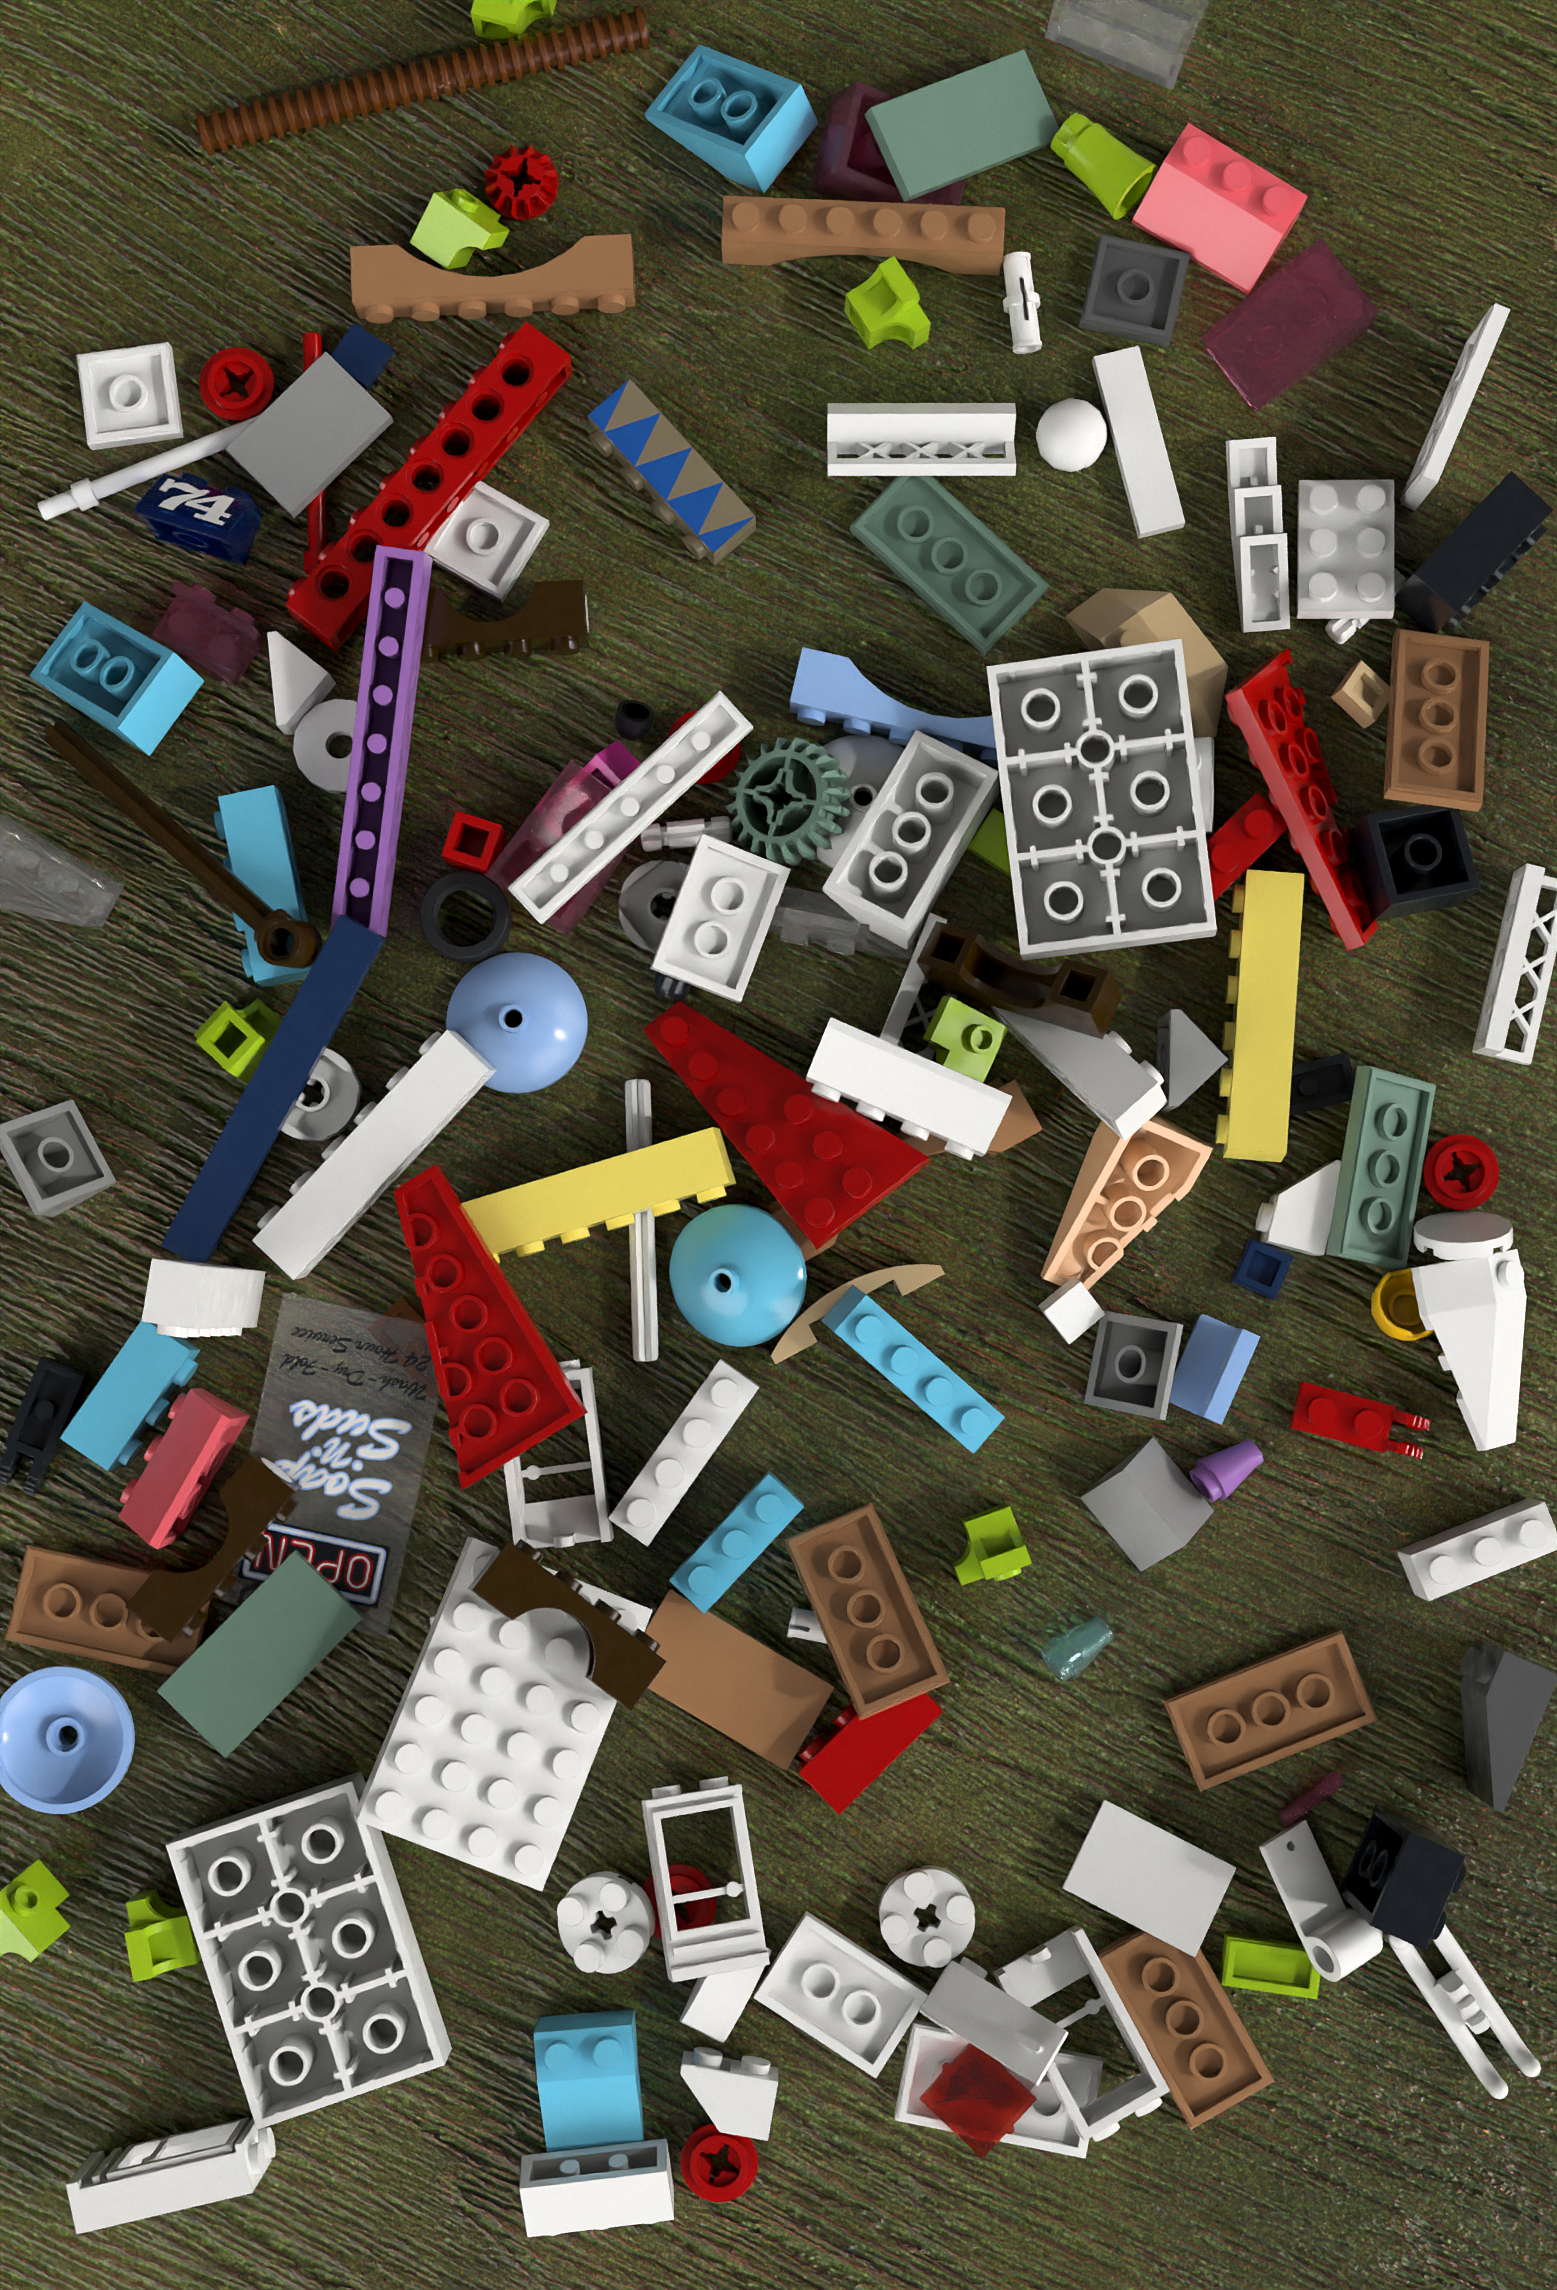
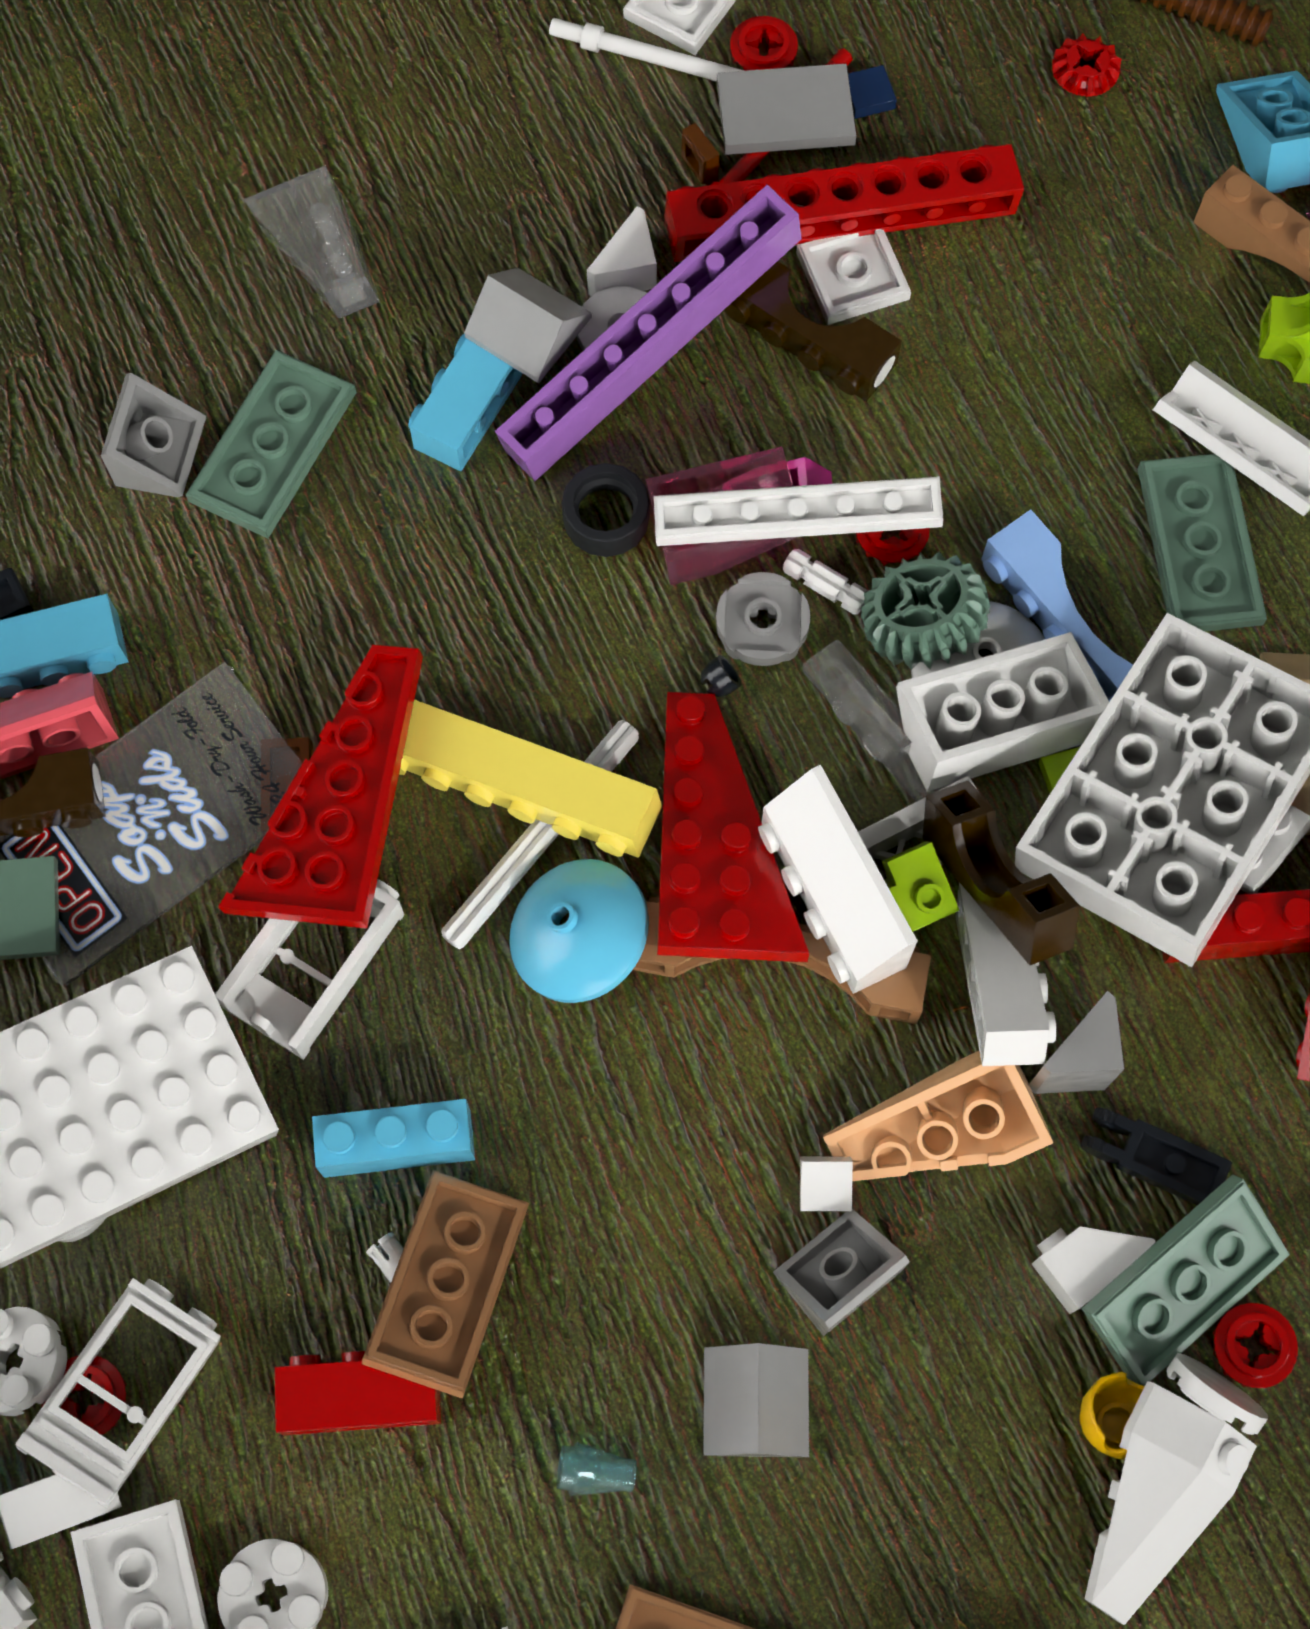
camera: 40 degrees right, 15 degrees down
(117, 677) = (505, 166): medium azure slope -> none
(147, 1078) = (271, 444): none -> sand green tile
(201, 517) = (655, 101): clear blue slope -> none
(202, 1298) = (157, 583): white brick -> none
(209, 634) = (596, 185): clear pink bracket -> none
(239, 1036) = (365, 465): lime brick -> none
(270, 814) = (524, 322): none -> light grey slope
(270, 925) = (455, 397): dark brown piece -> none
(273, 536) = (700, 154): none -> reddish brown tile
(273, 1090) = (351, 512): dark blue tile -> none
(339, 1106) = (379, 569): white plate -> none
(373, 1154) = (398, 612): white brick -> none
(455, 227) = (1012, 54): lime brick -> none
(473, 843) = (655, 452): red brick -> none
(551, 1026) = (583, 641): light blue dish -> none
(587, 276) = (1082, 153): medium nougat arch -> none
(618, 1661) = (190, 1003): dark brown arch -> none
(633, 719) = (854, 468): black hinge -> none
(671, 473) = (1032, 326): dark tan brick -> none
(684, 1452) = (415, 1032): white brick -> none
(720, 918) = (797, 652): white plate -> none
(734, 1680) = (289, 1249): medium nougat tile -> none
(905, 1279) = (585, 1019): tan slope -> none
(912, 1368) = (654, 1115): medium azure brick -> none
(992, 1547) = (595, 1321): lime brick -> none
(1211, 1368) = (903, 1330): light blue panel -> none
(1223, 1471) = (846, 1427): medium lavender cone -> none
(1261, 1268) = (1015, 1285): dark blue tile -> none
(1263, 1016) = (1179, 1073): light yellow brick -> none
(1352, 1419) = (994, 1482): red hinge -> none

